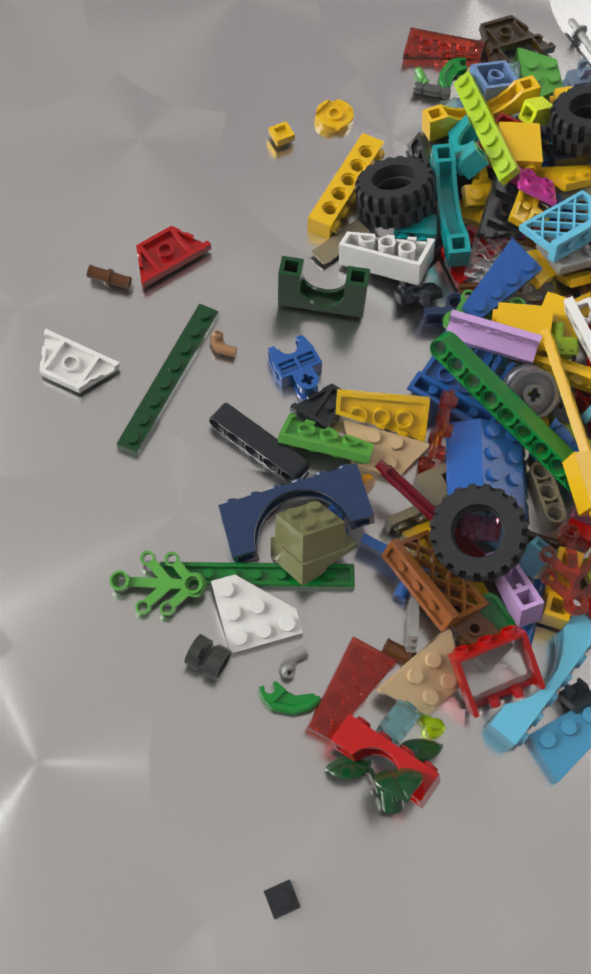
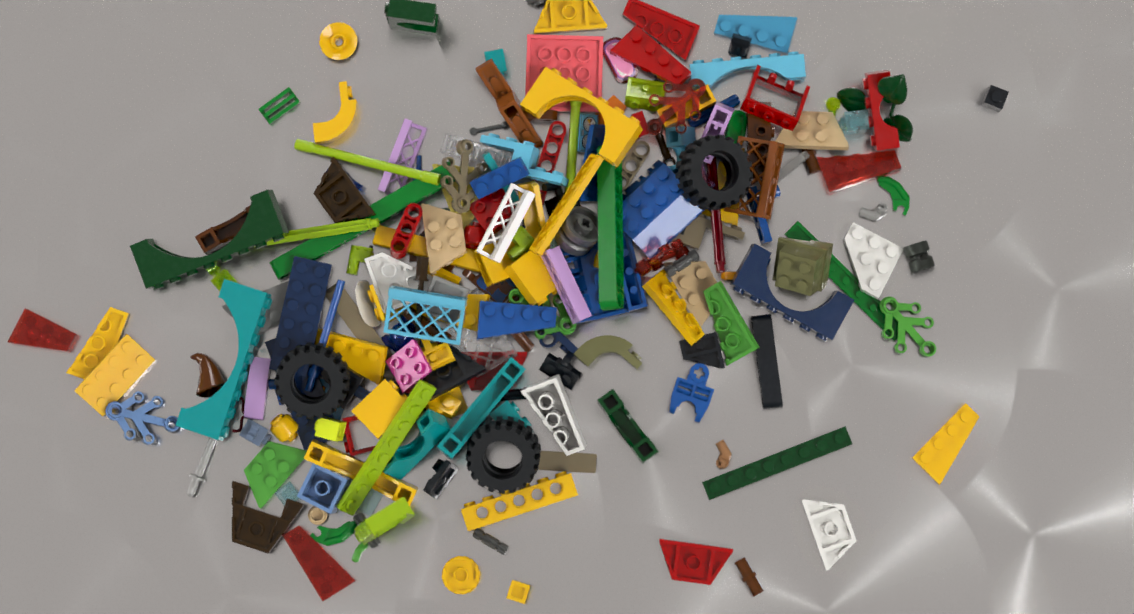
camera: 130 degrees left, 20 degrees up
(27, 519) = (946, 443): none -> yellow wing
(336, 149) = (490, 541): none -> dark grey axle
(402, 344) = (607, 344): none -> olive arch
(415, 453) = (681, 263): none -> dark grey axle
(431, 77) = (383, 521): none -> lime window

